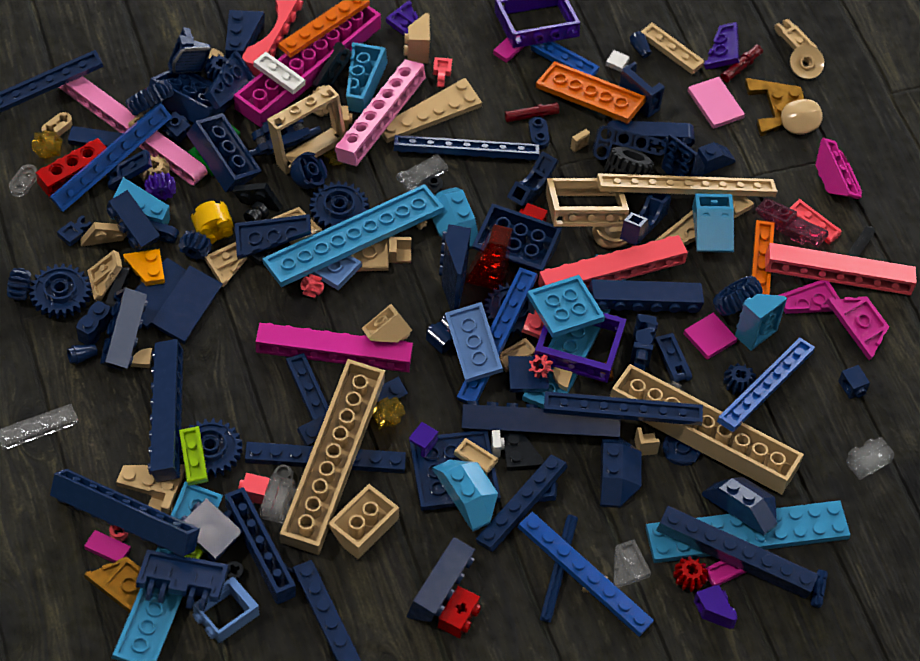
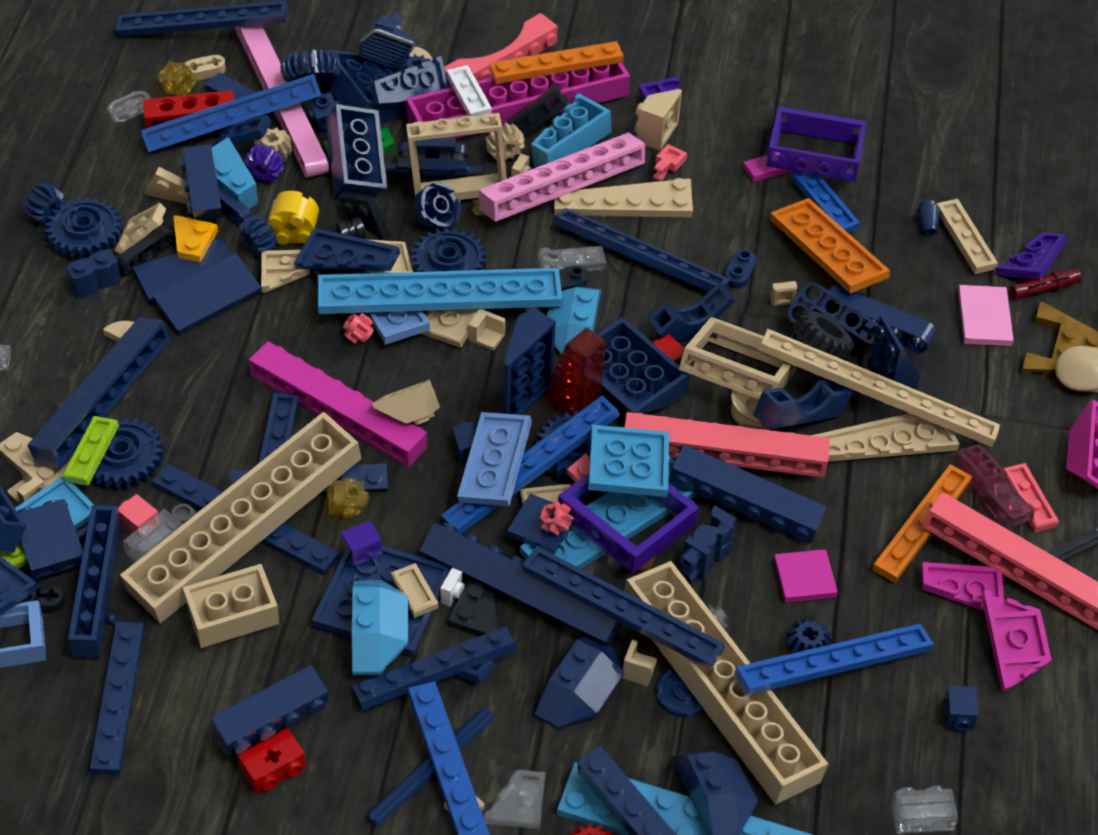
camera: 30 degrees right, 5 degrees down
(73, 232) = (141, 174): dark blue plate -> none
(80, 353) = (59, 298): dark blue cone -> none
(123, 328) = (113, 288): dark blue wedge -> none
(243, 30) = (467, 41): dark blue wedge -> none
(531, 112) = (736, 241): dark red pin -> none
(562, 377) = (581, 545): tan tile -> none
(617, 61) = (889, 226): white tile -> none
(634, 83) = (902, 274): dark blue panel -> none
(673, 357) = (739, 581): dark blue plate -> none
(713, 222) = (886, 443): dark azure slope -> none
(715, 156) = (942, 373): dark blue slope -> none
(733, 296) = (863, 539): dark blue gear -> none
(759, 318) = (874, 576): dark azure slope -> none

